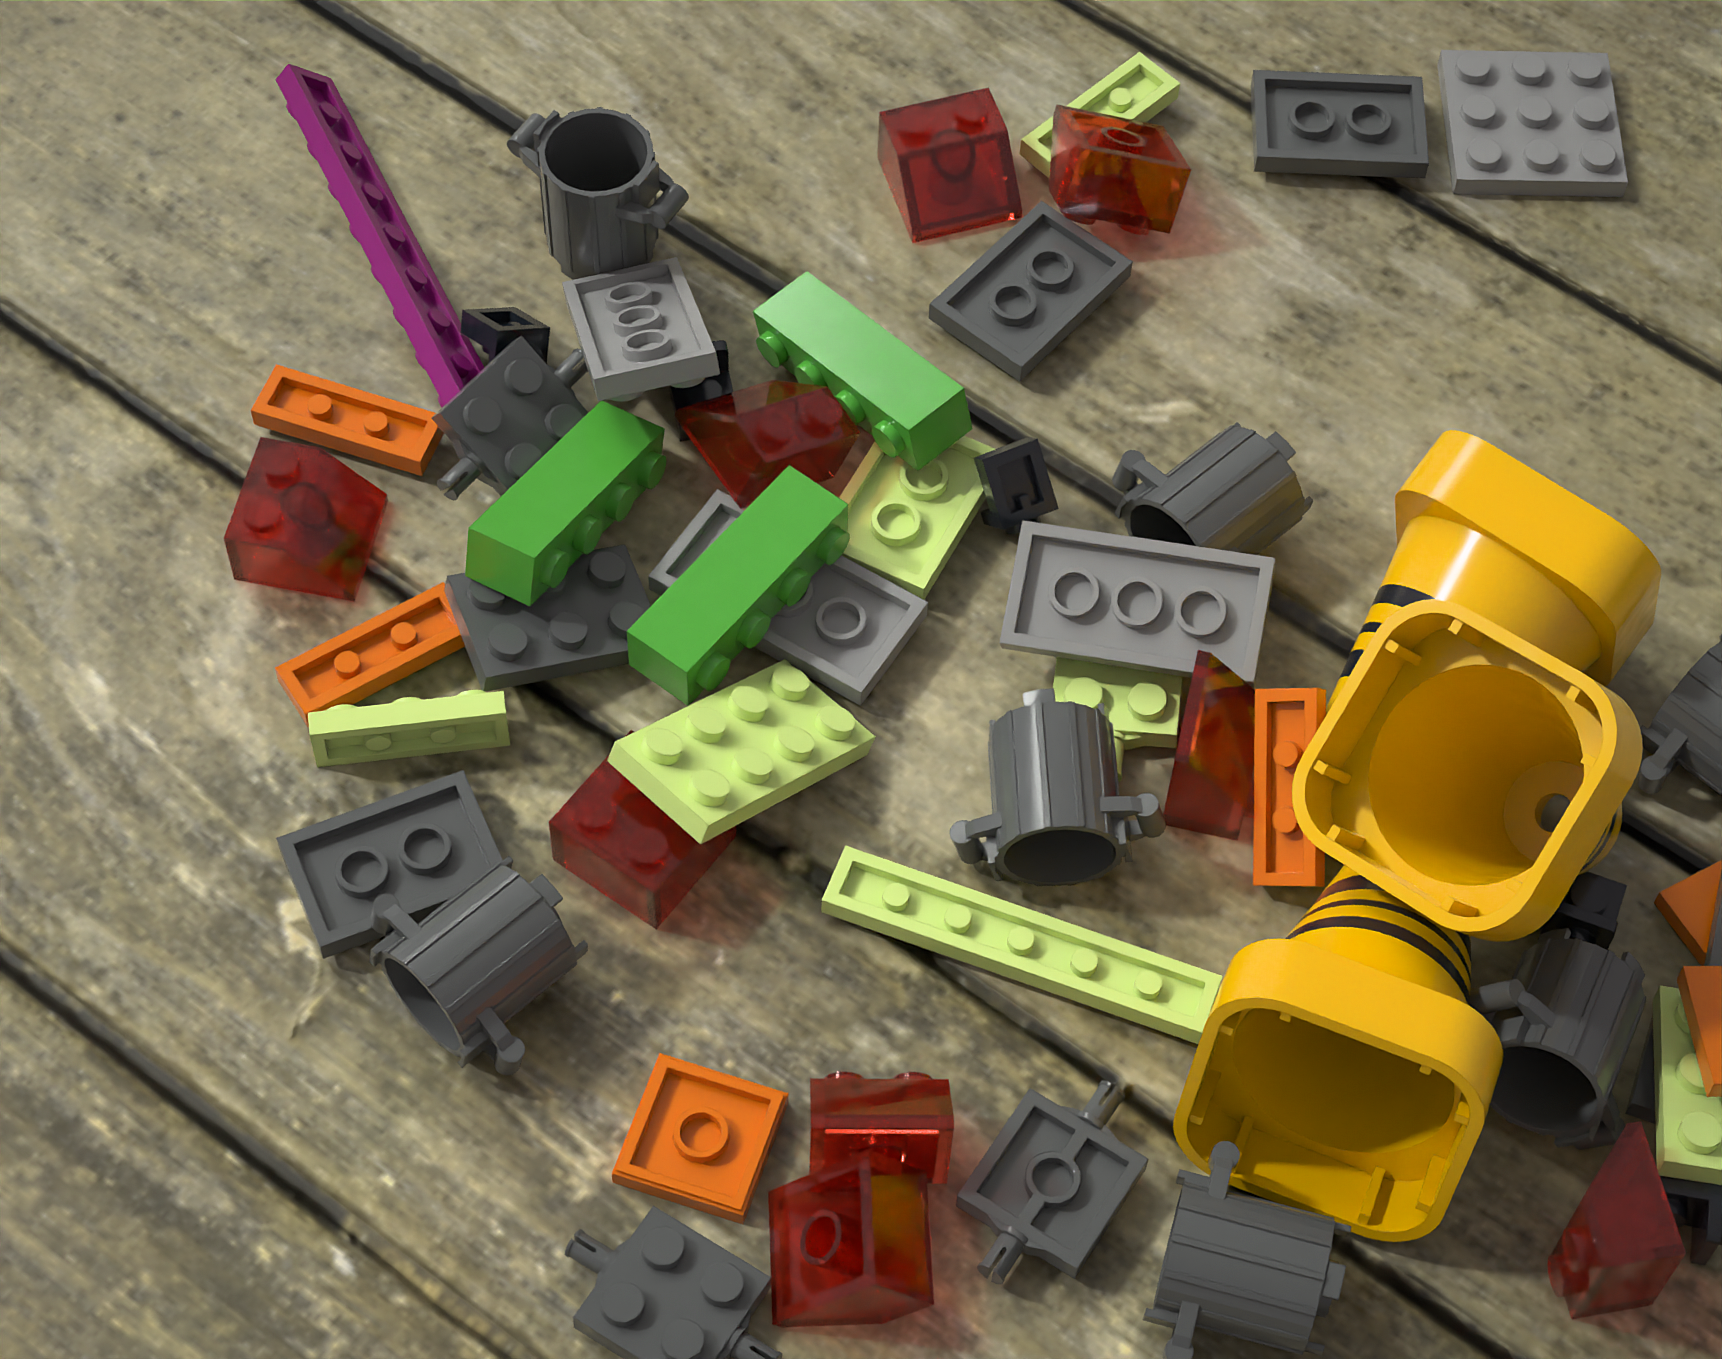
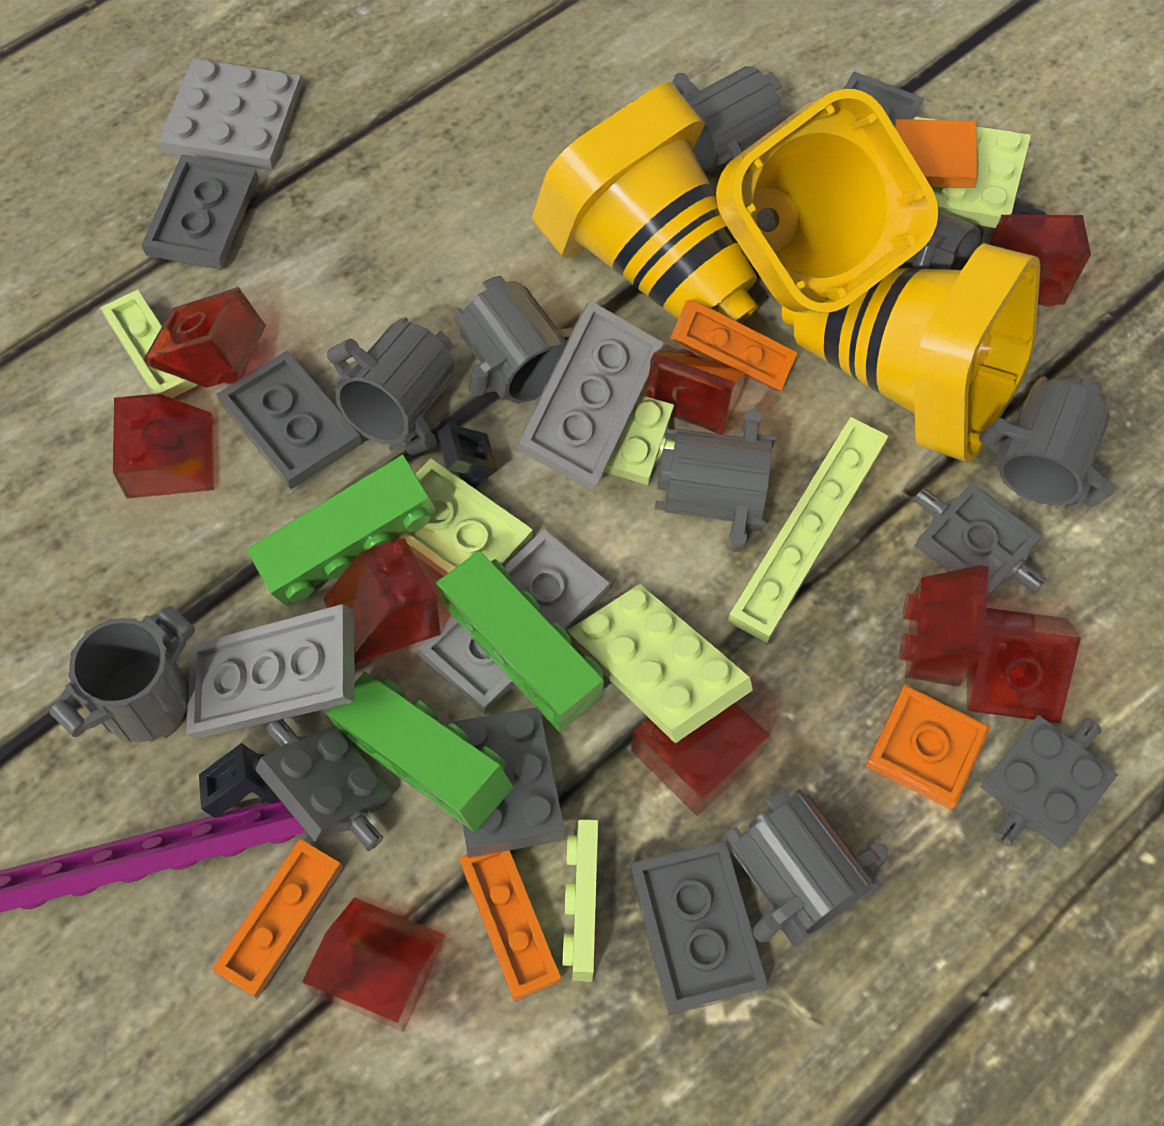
camera: 80 degrees left, 5 degrees up
(1098, 376) = (393, 384): none -> dark grey container

